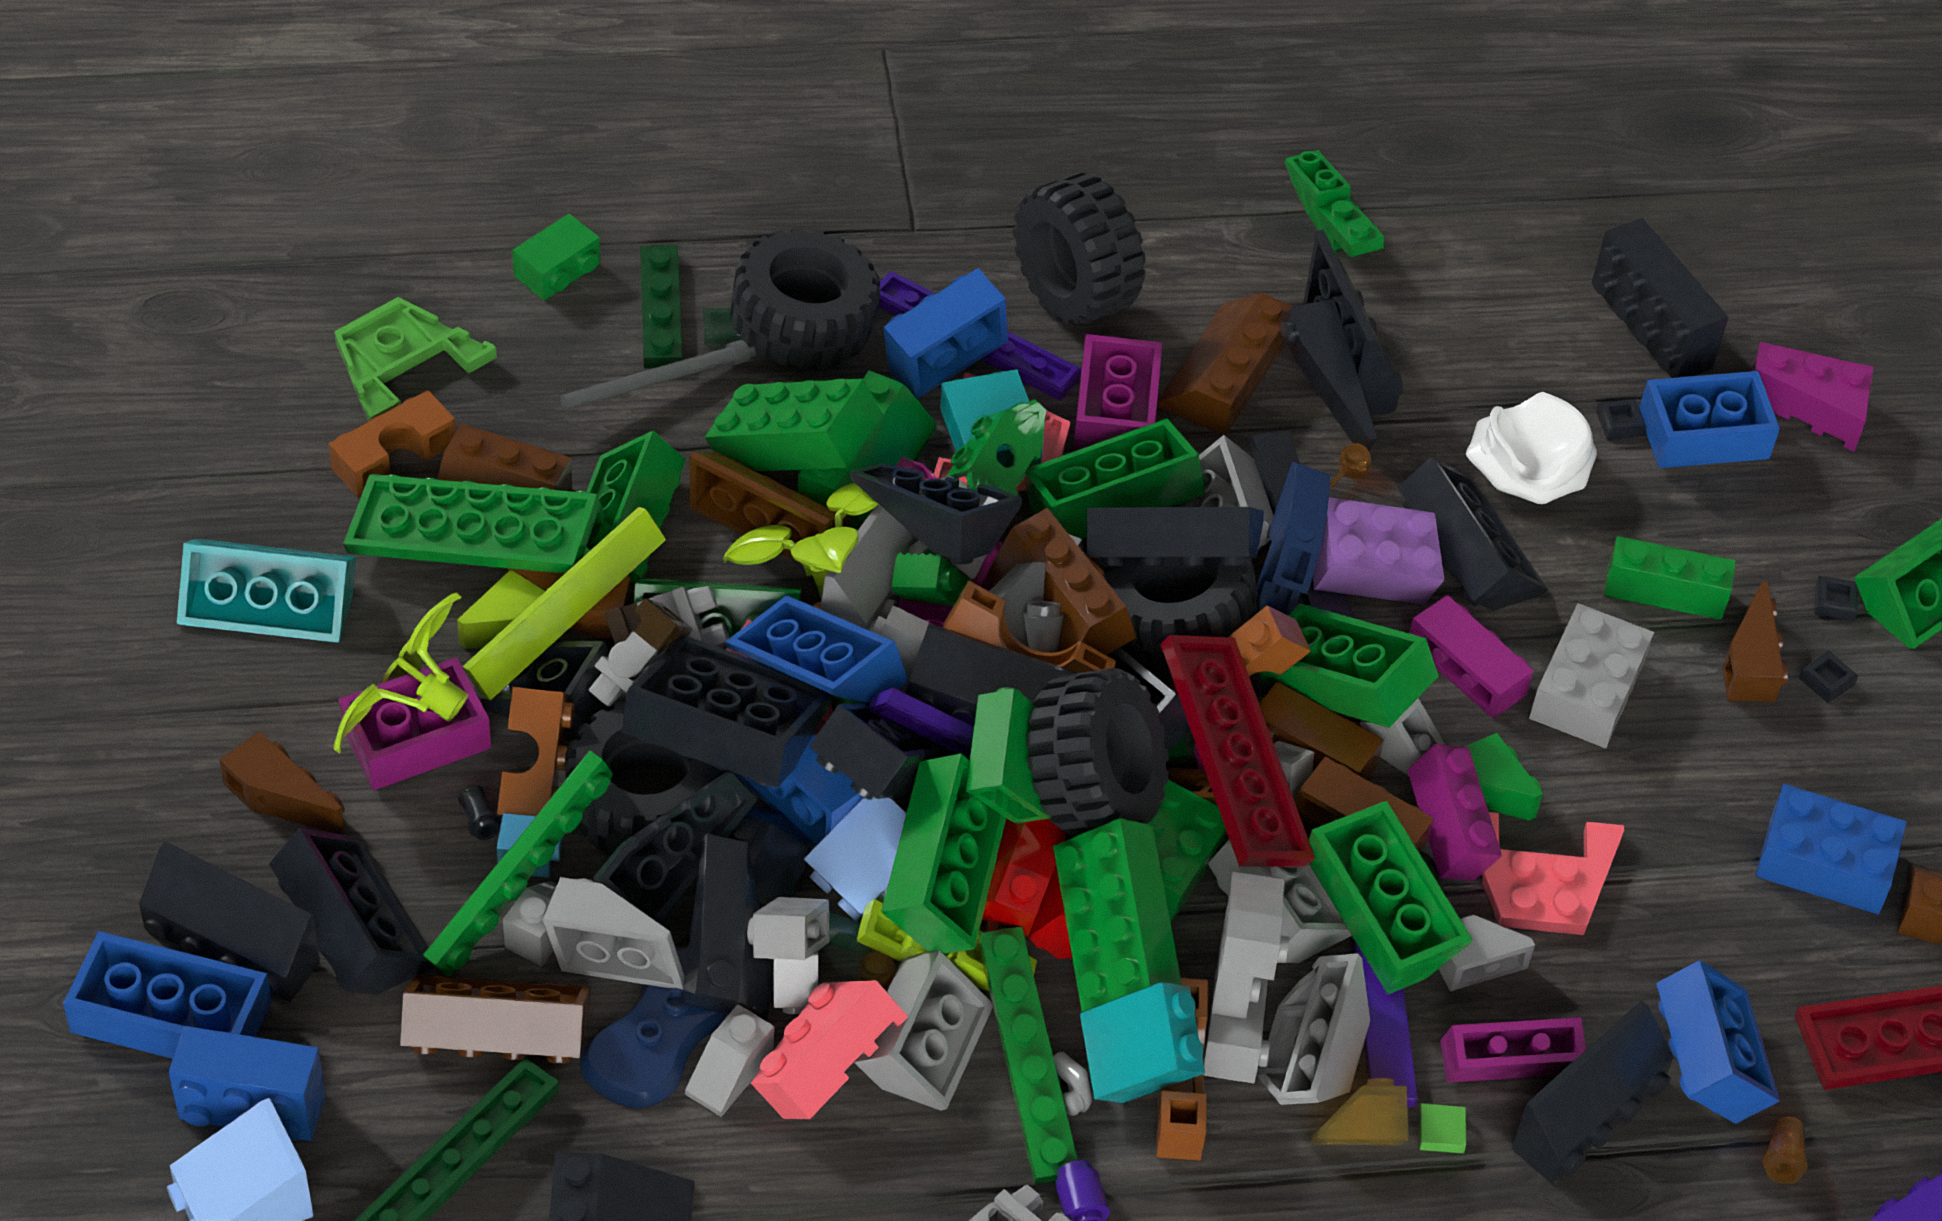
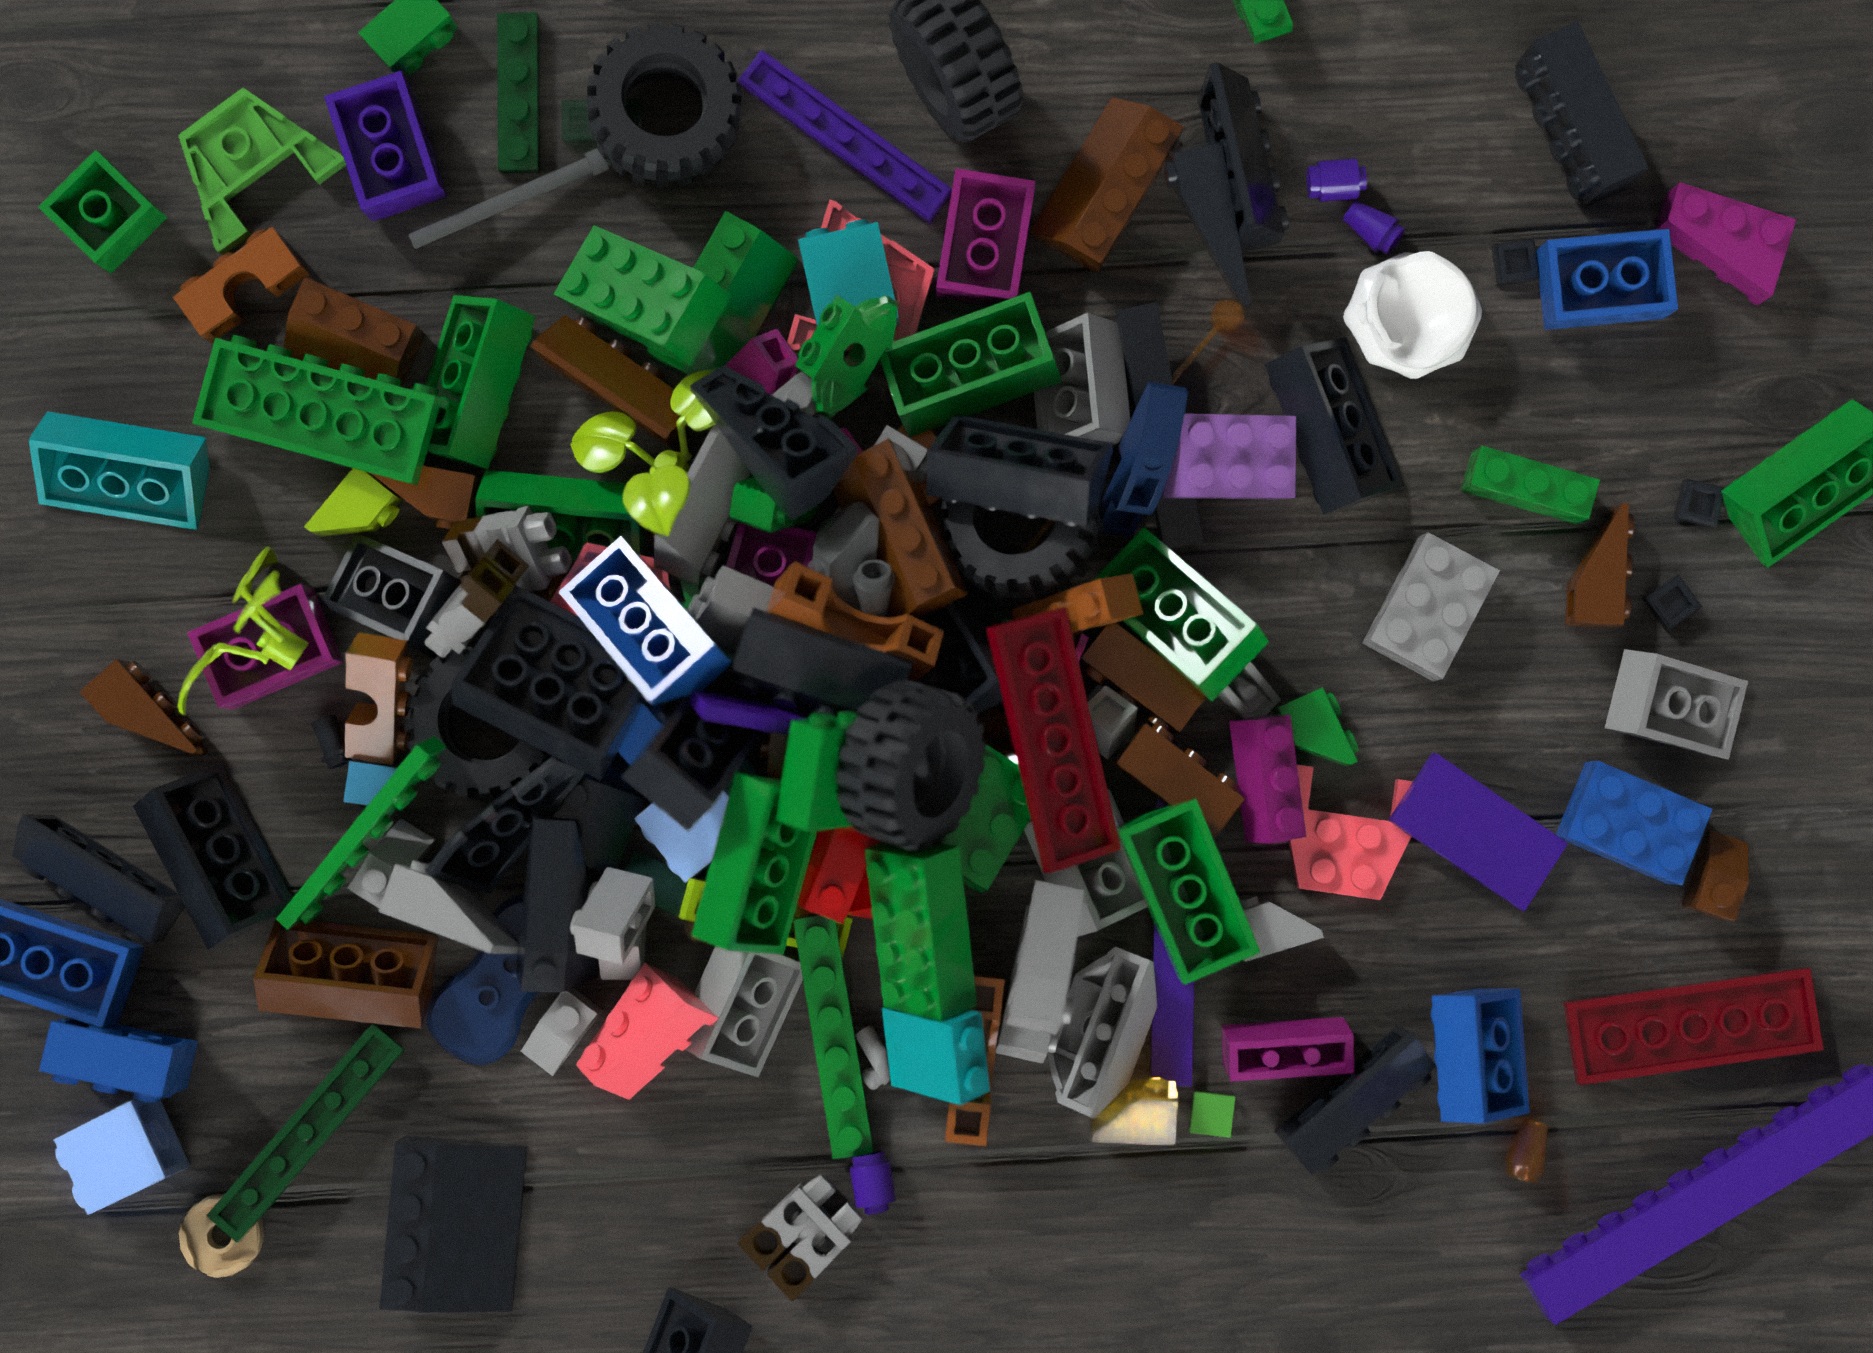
camera: 10 degrees right, 35 degrees up
(260, 384) = (102, 212): none -> green brick
(538, 334) = (385, 146): none -> dark purple brick
(564, 603) = (406, 519): lime tile -> none
(946, 333) = (807, 161): blue brick -> none
(1441, 356) = (1336, 180): none -> dark purple brick
(1473, 657) = (1313, 577): magenta brick -> none
(1483, 390) = (1374, 227): none -> dark purple cone
(1676, 863) = (1478, 831): none -> dark purple tile
(1850, 750) = (1676, 703): none -> light grey slope

